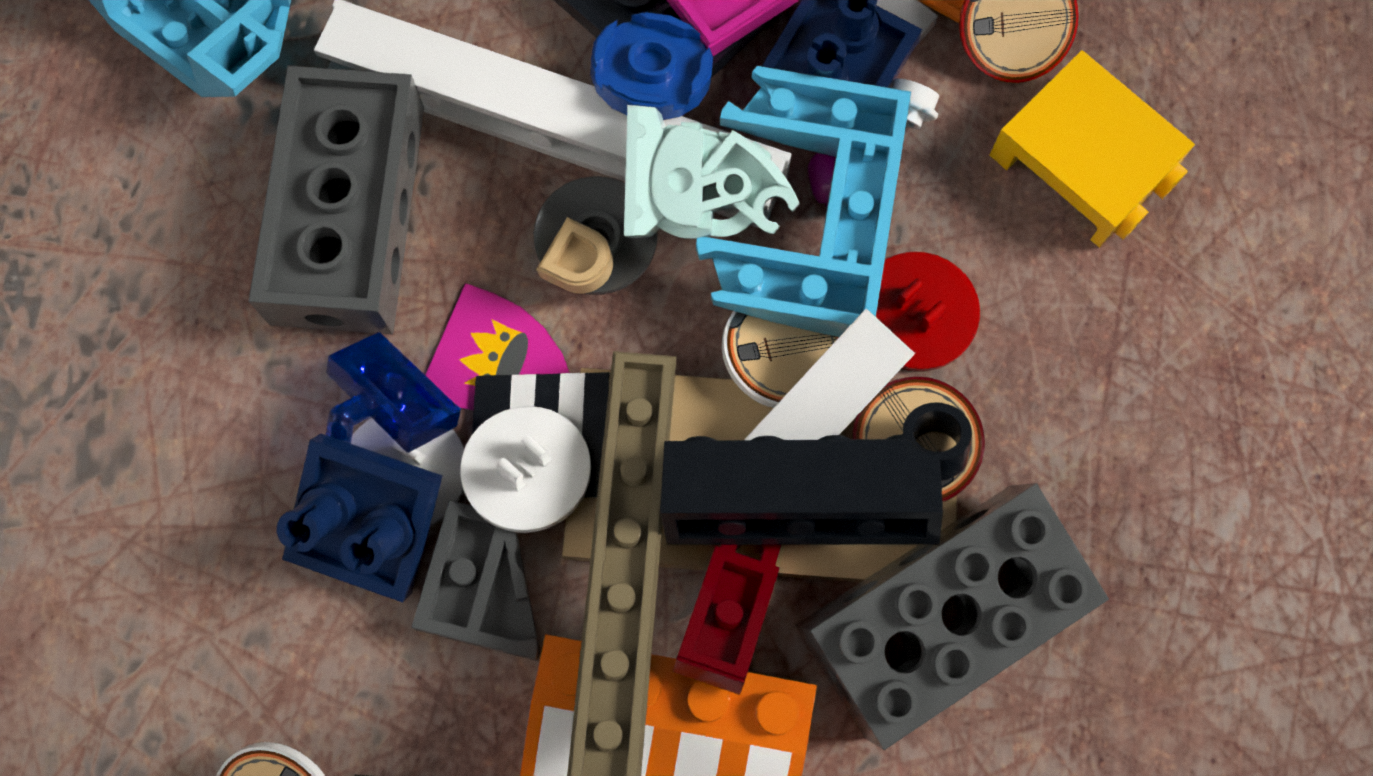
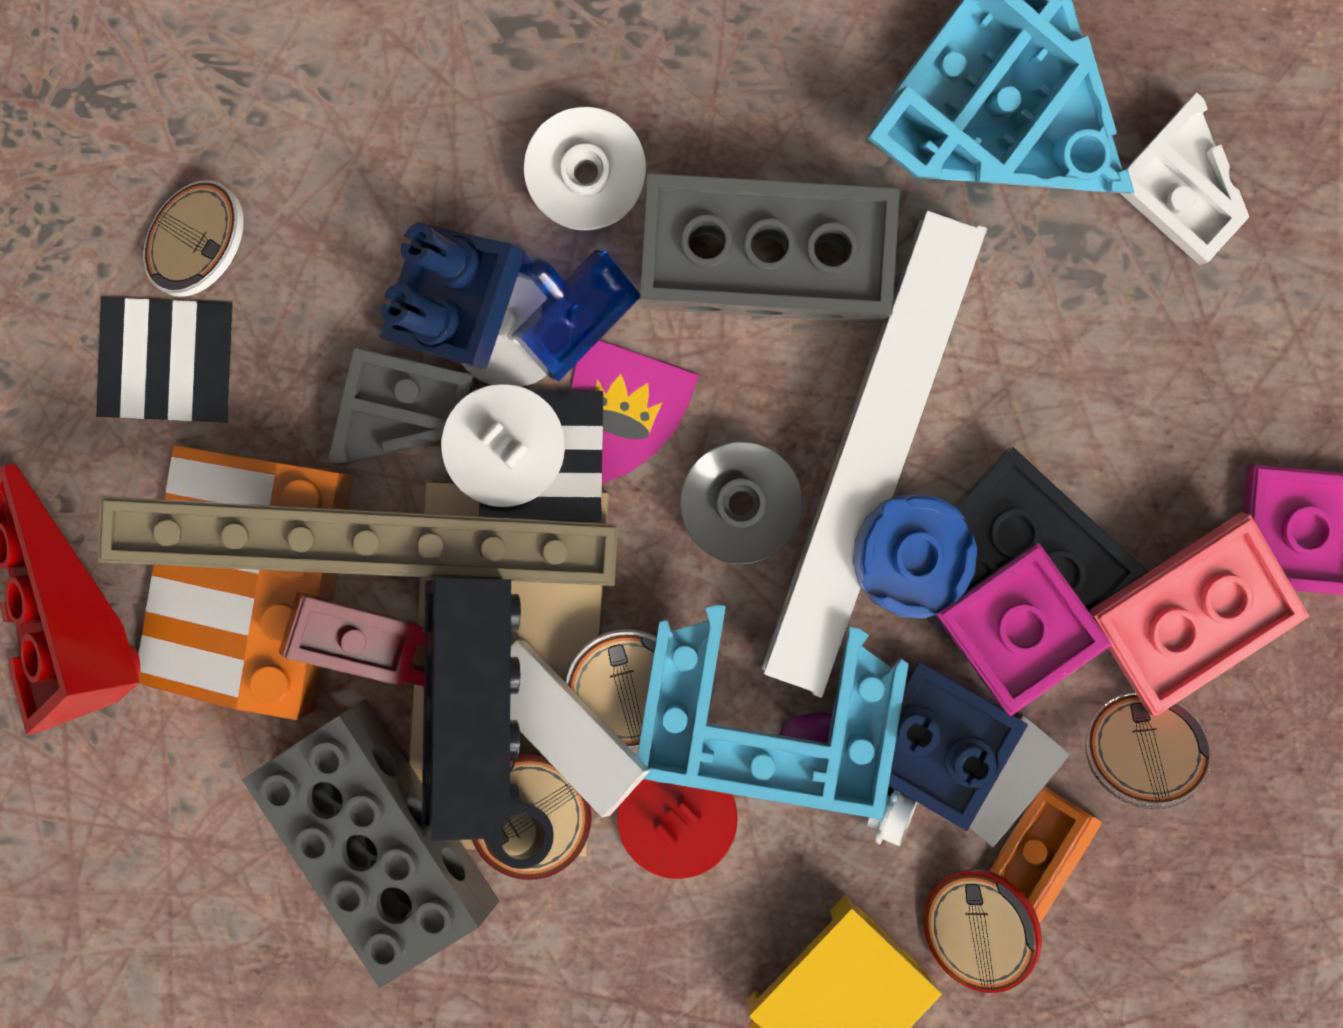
camera: 85 degrees right, 15 degrees up
(219, 365) = (581, 138): none -> white dish
(577, 259) = (711, 487): tan tile -> none
(689, 173) = (783, 599): light aqua piece -> none

